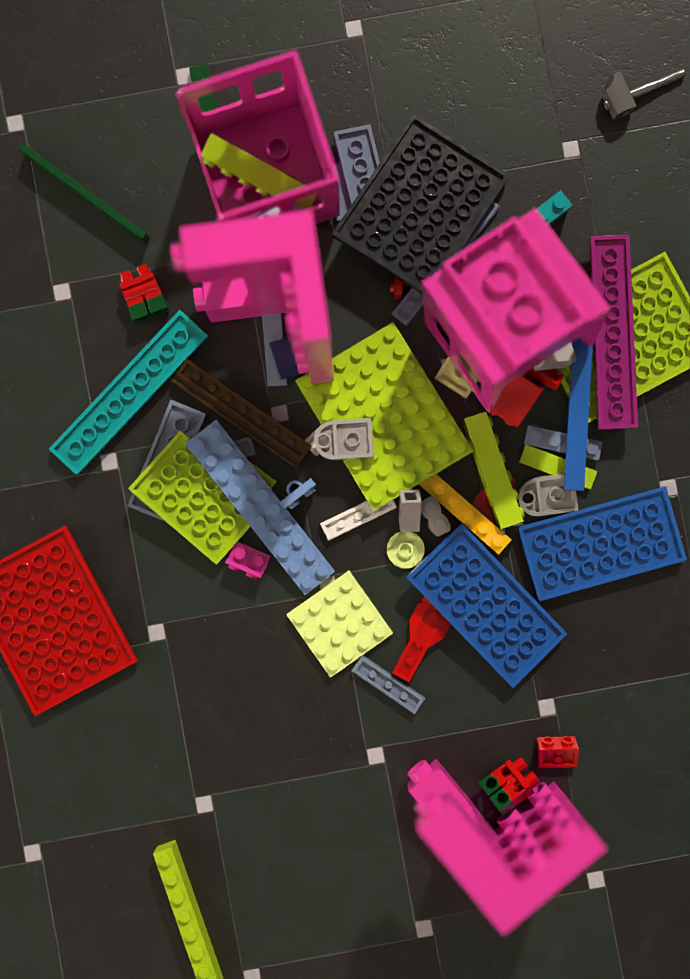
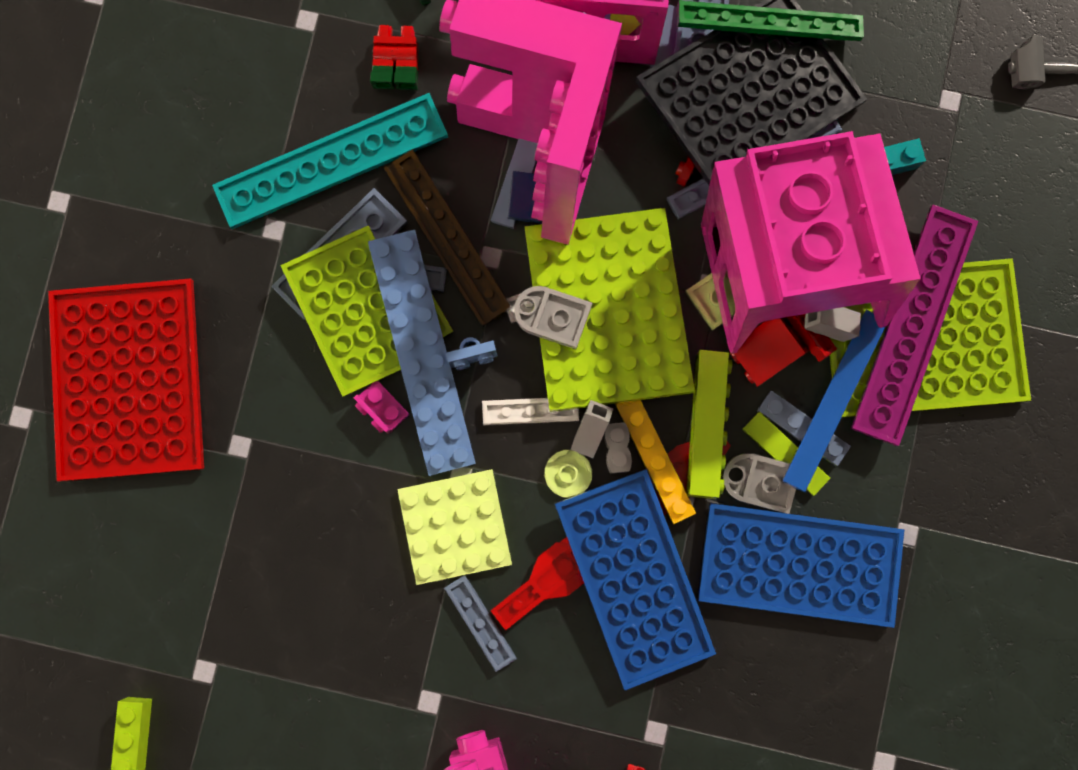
camera: 25 degrees right, 5 degrees down
(412, 146) = (769, 21): none -> green plate

